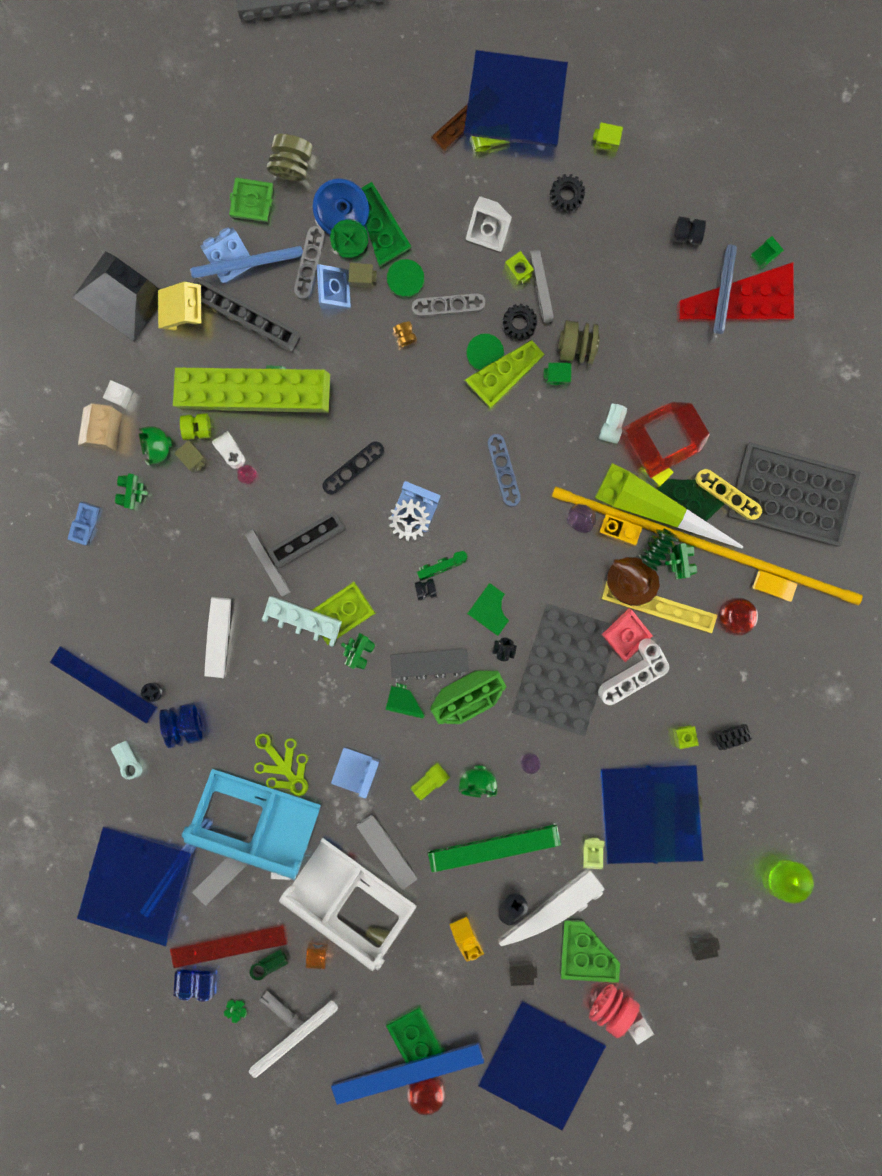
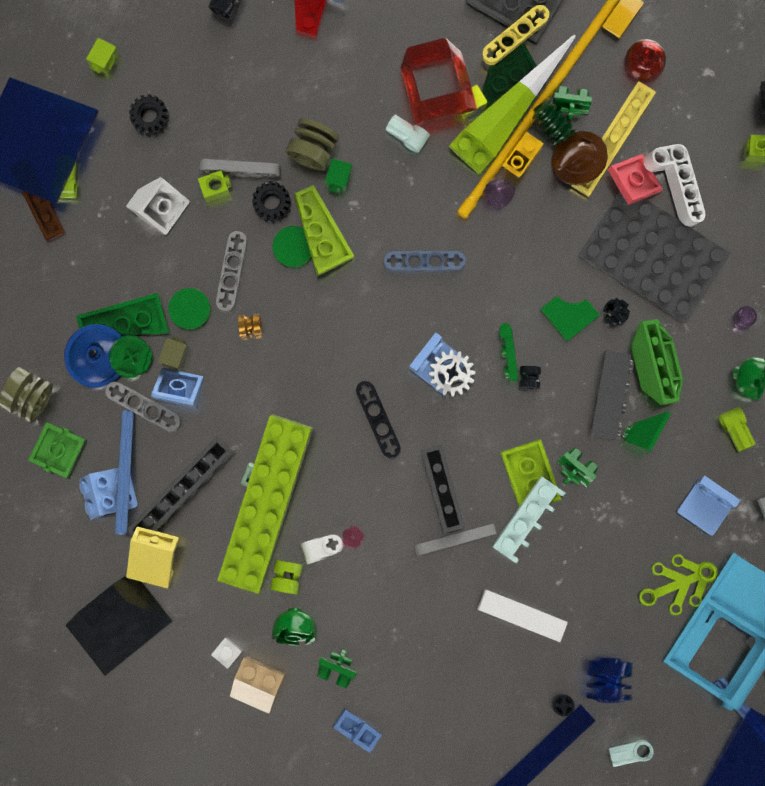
camera: 75 degrees left, 5 degrees down
(191, 456) = (318, 591): olive brick -> none

